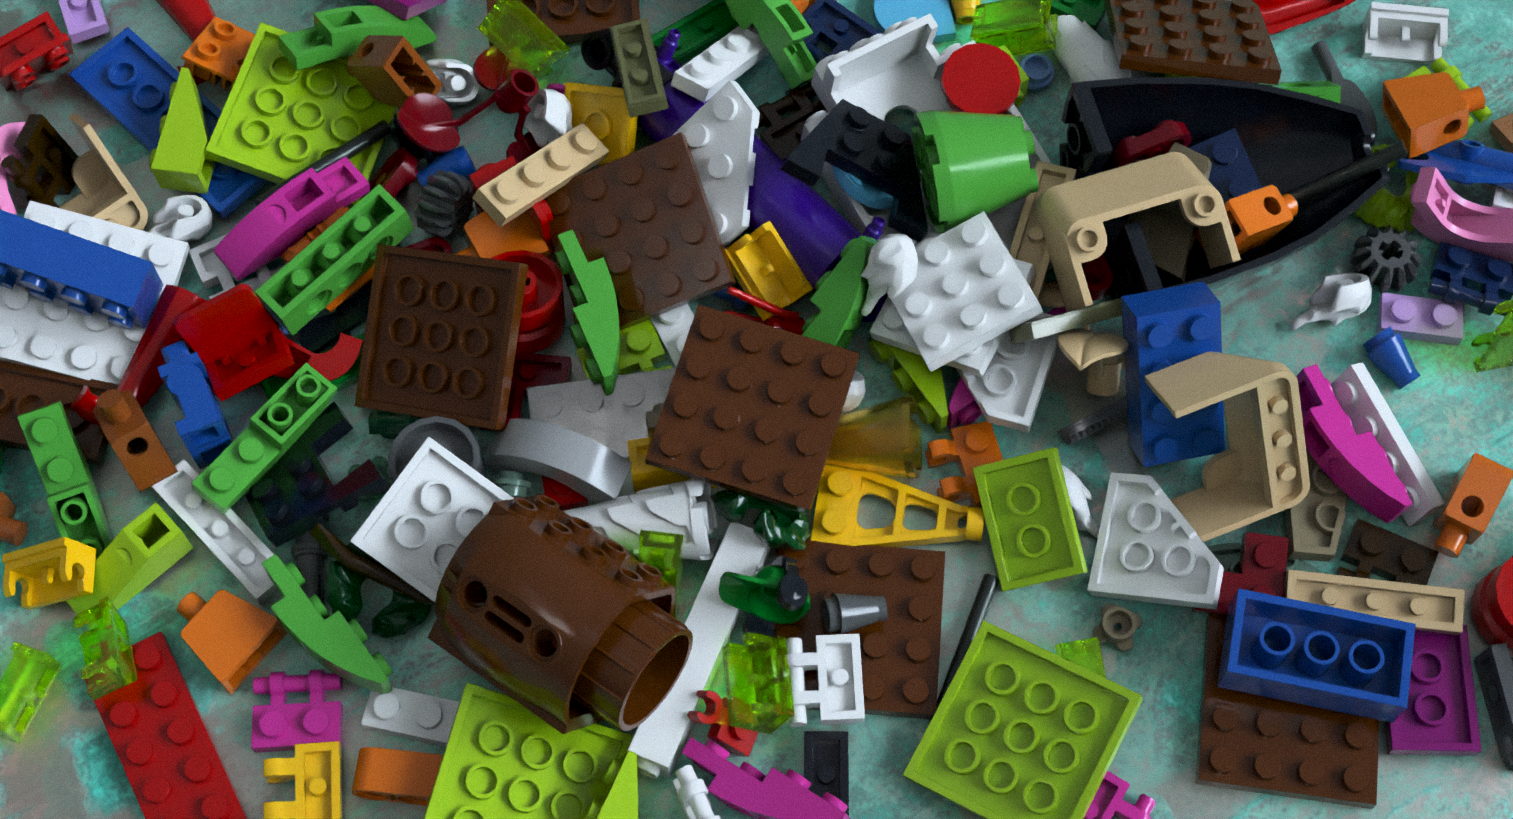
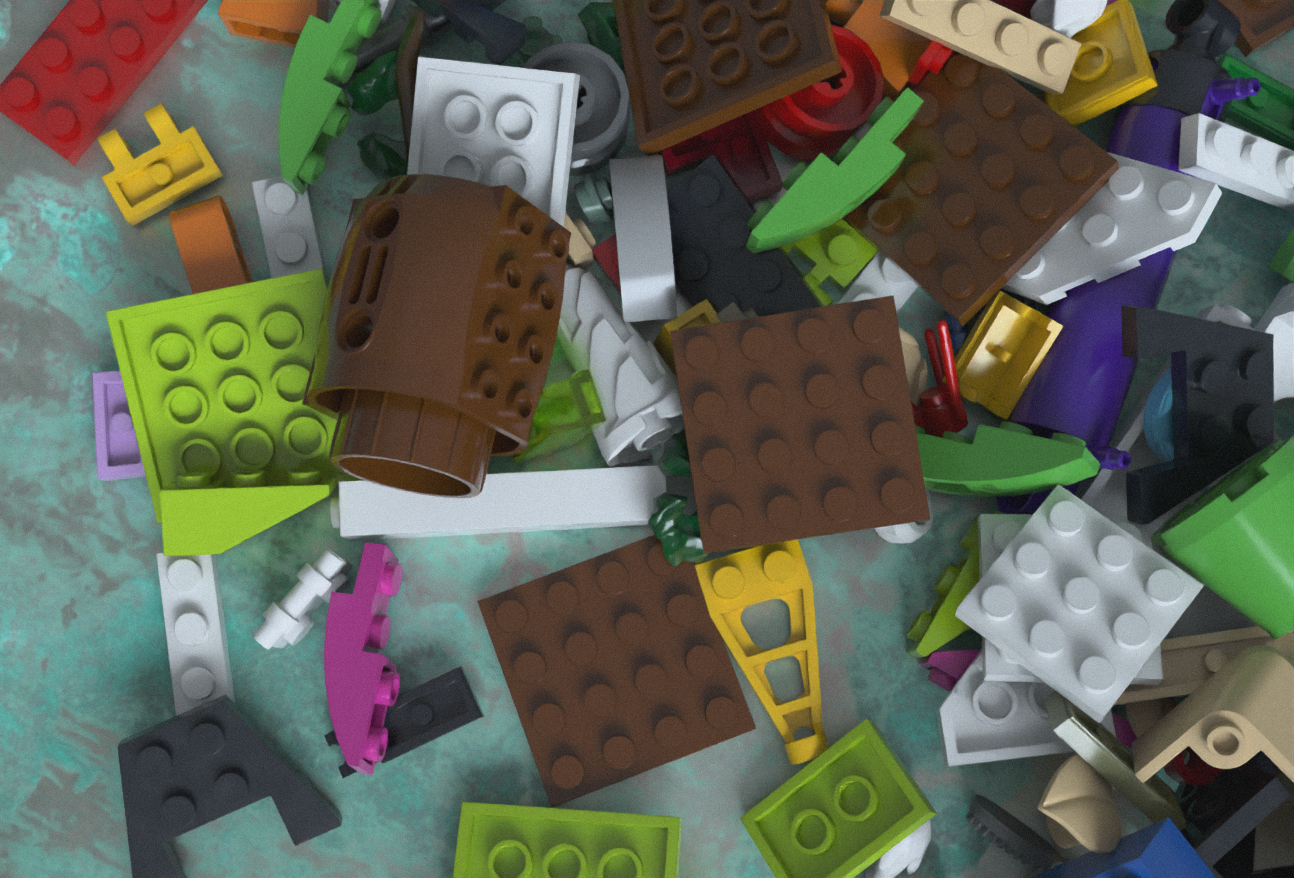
camera: 60 degrees right, 15 degrees up
(283, 724) = (222, 116): dark pink plate -> none
(638, 68) = (1184, 68): olive tile -> none
(734, 739) = (429, 578): red plate -> none
(758, 683) = (483, 589): clear neon green hinge -> none
(769, 595) = (589, 555): green cap -> none
(785, 134) = (1201, 286): dark brown plate -> none
(839, 679) = (531, 678): white plate -> none
(850, 612) = (618, 656): dark grey cone -> none
(879, 440) = (854, 590): clear yellow cone -> none
(891, 267) = (1063, 503): white piece -> none
(970, 447) = (899, 710): orange plate -> none
(977, 614) = (666, 803): pearl dark grey bar -> none

